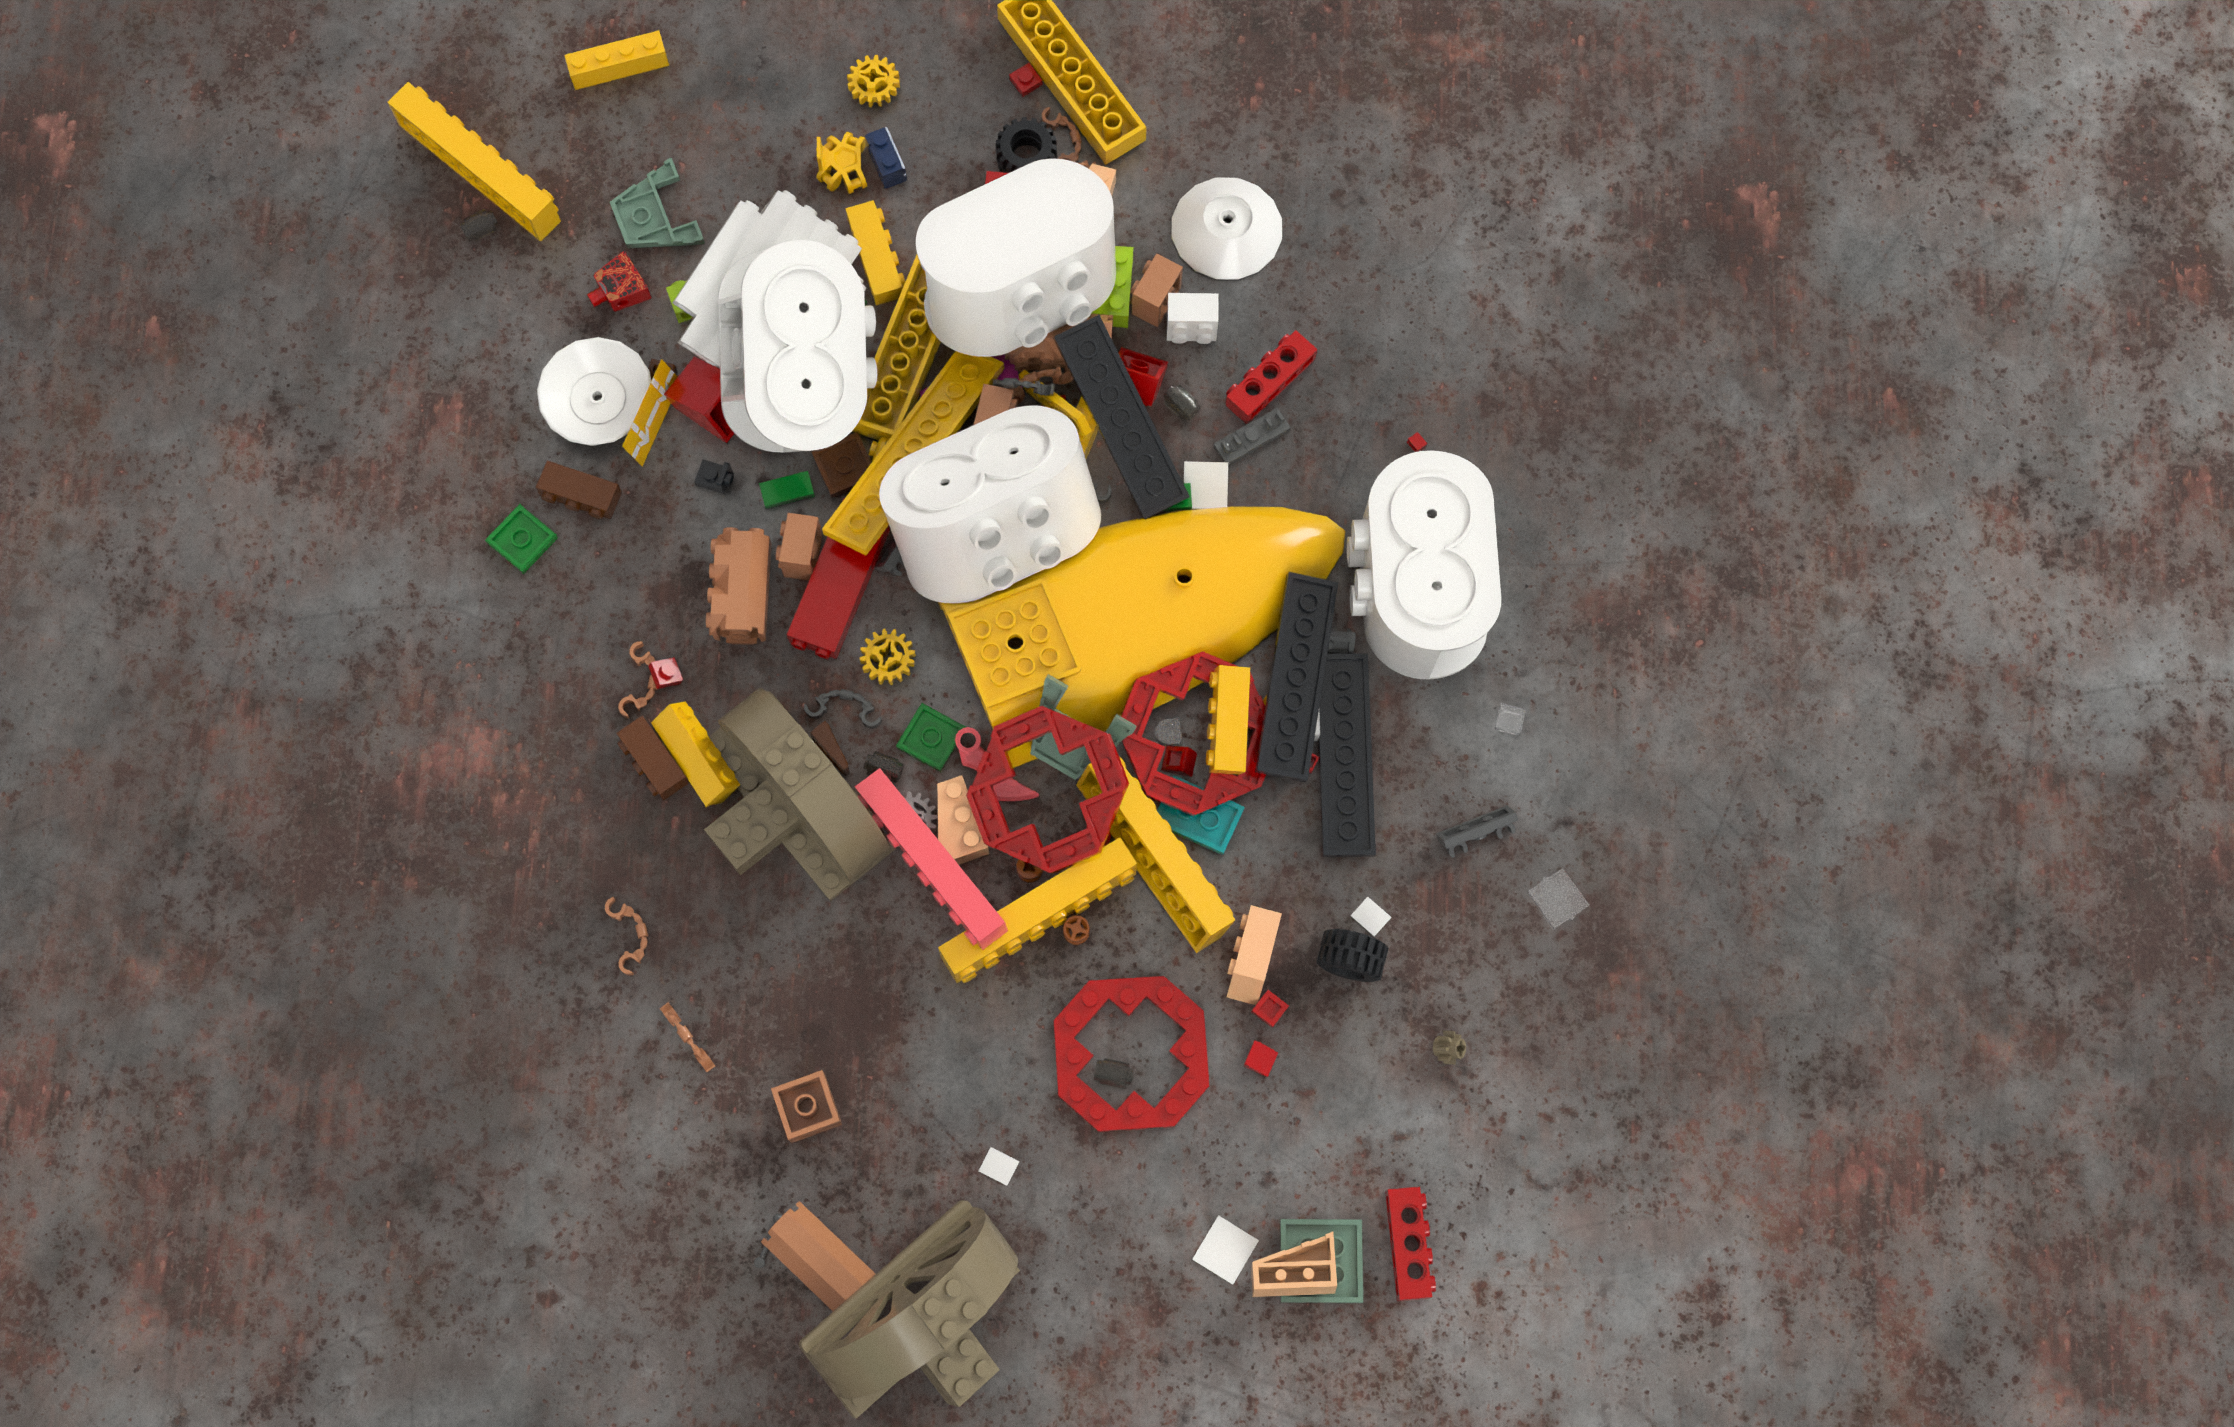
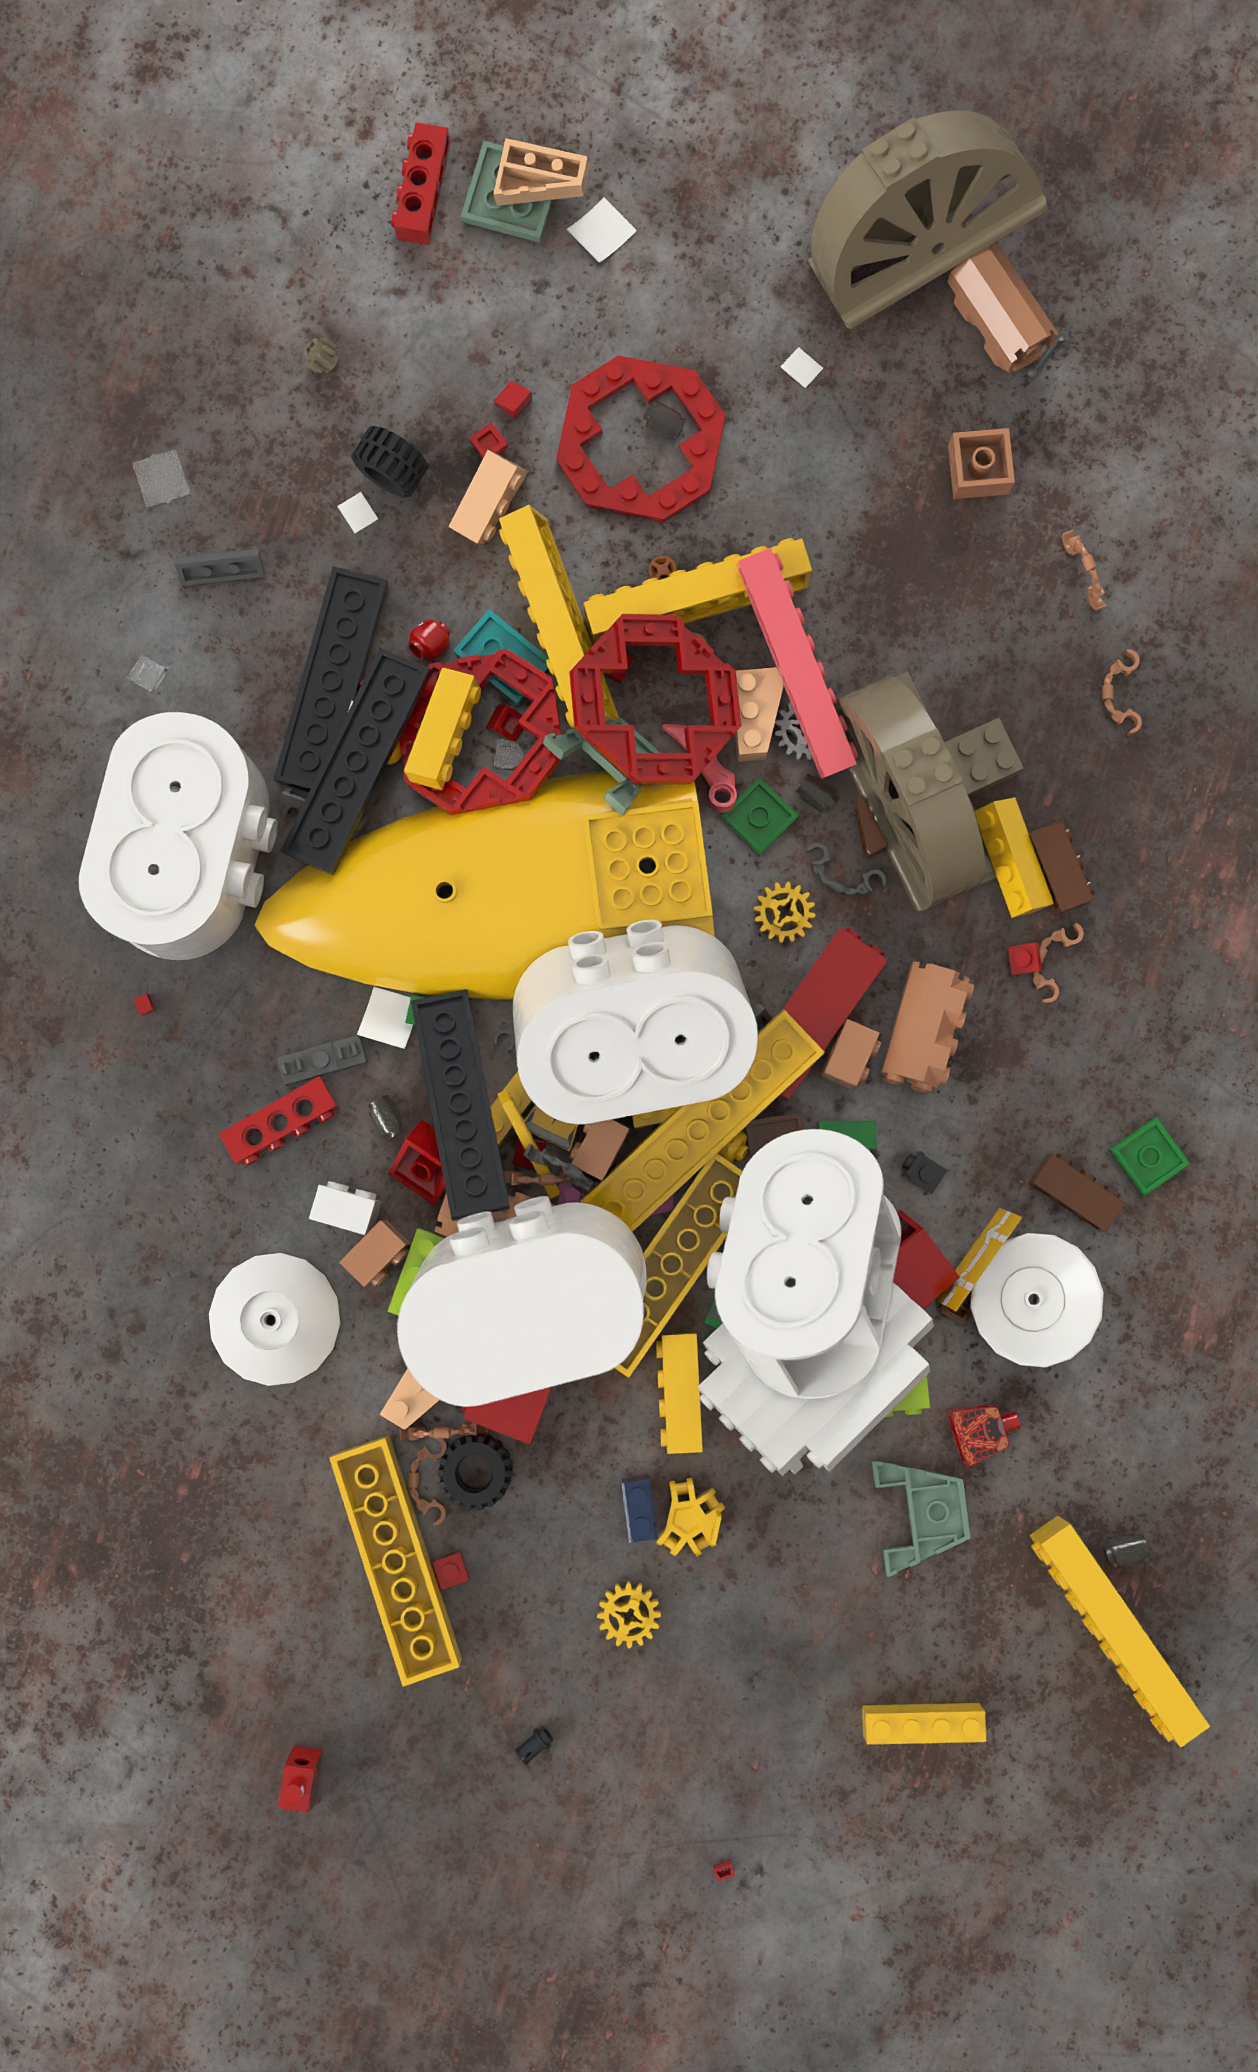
camera: 160 degrees left, 10 degrees up
(1268, 811) = (429, 640): none -> red head

